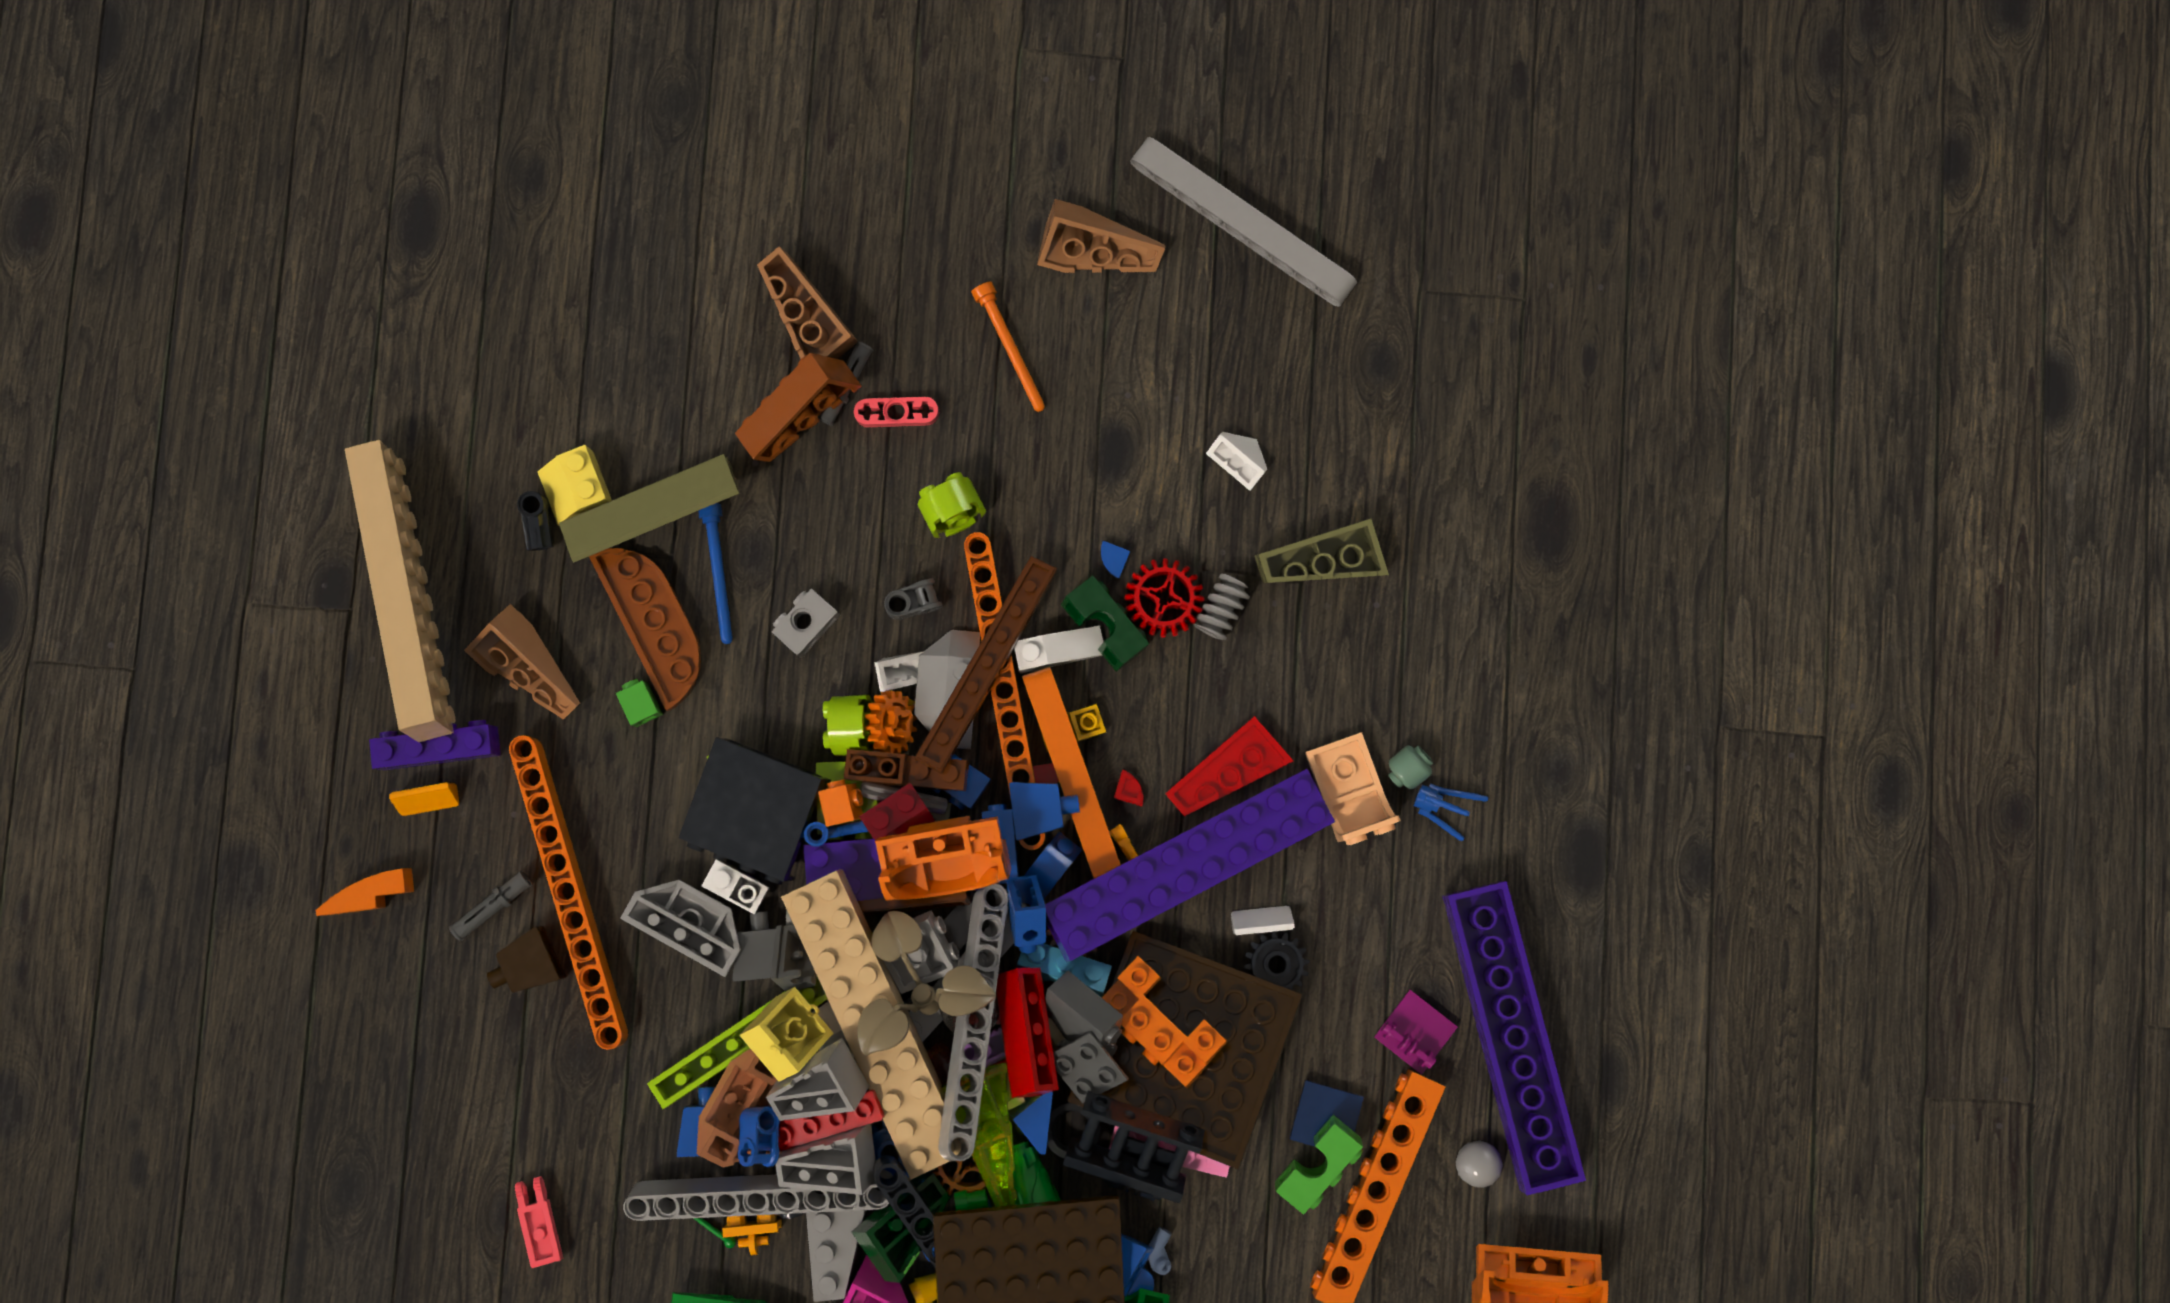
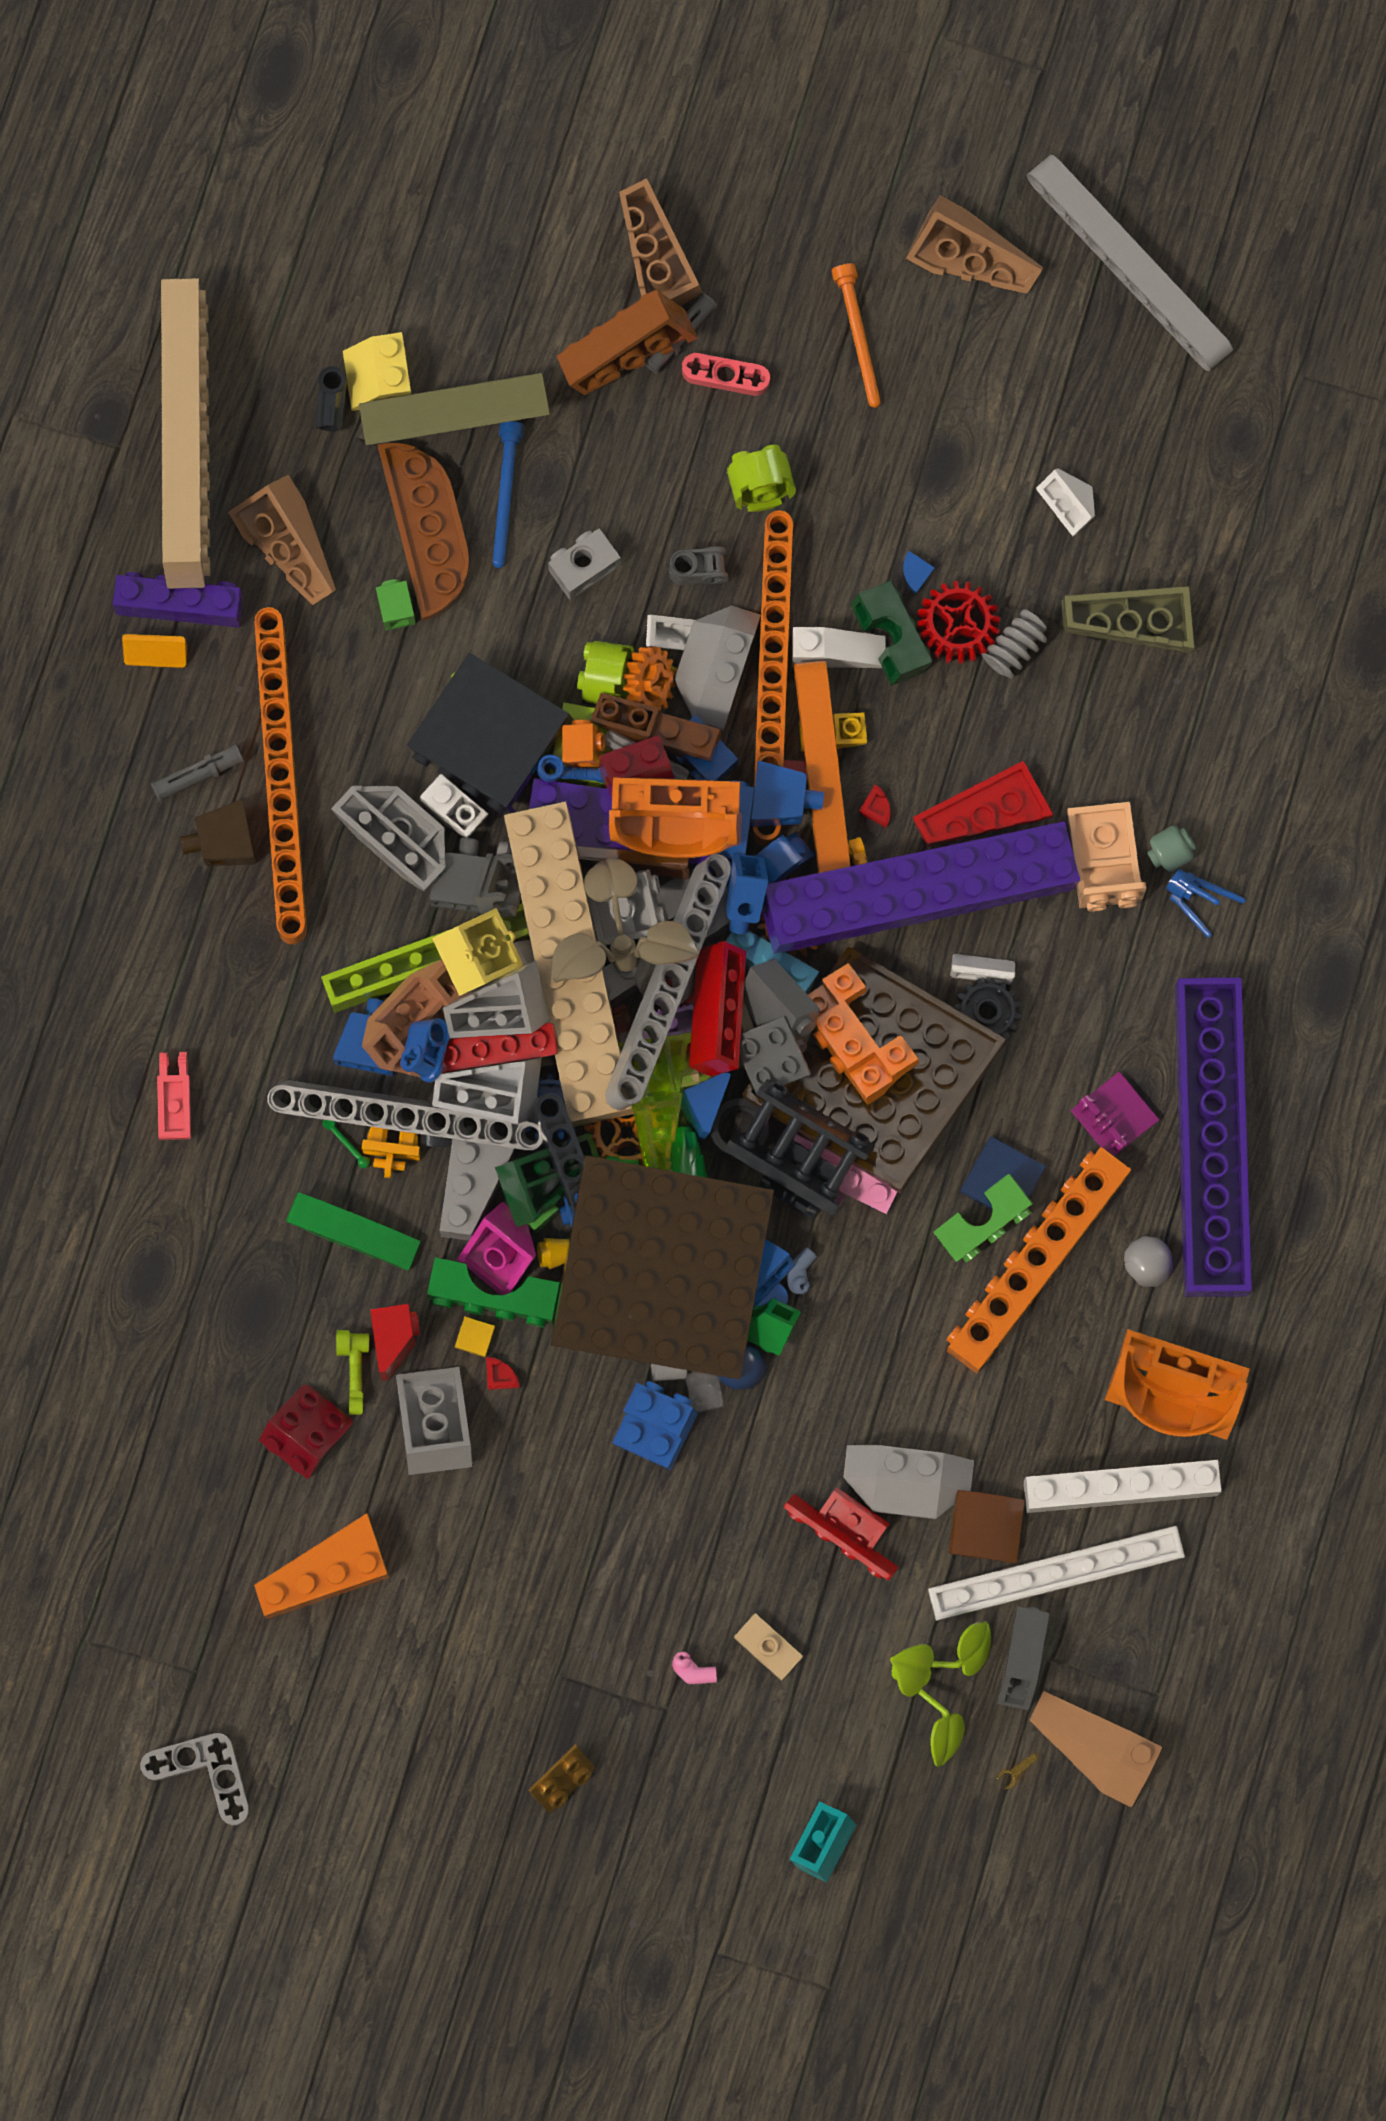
camera: 10 degrees right, 5 degrees down
(369, 892) = (75, 731): orange slope -> none
(986, 665) = (761, 641): reddish brown tile -> none

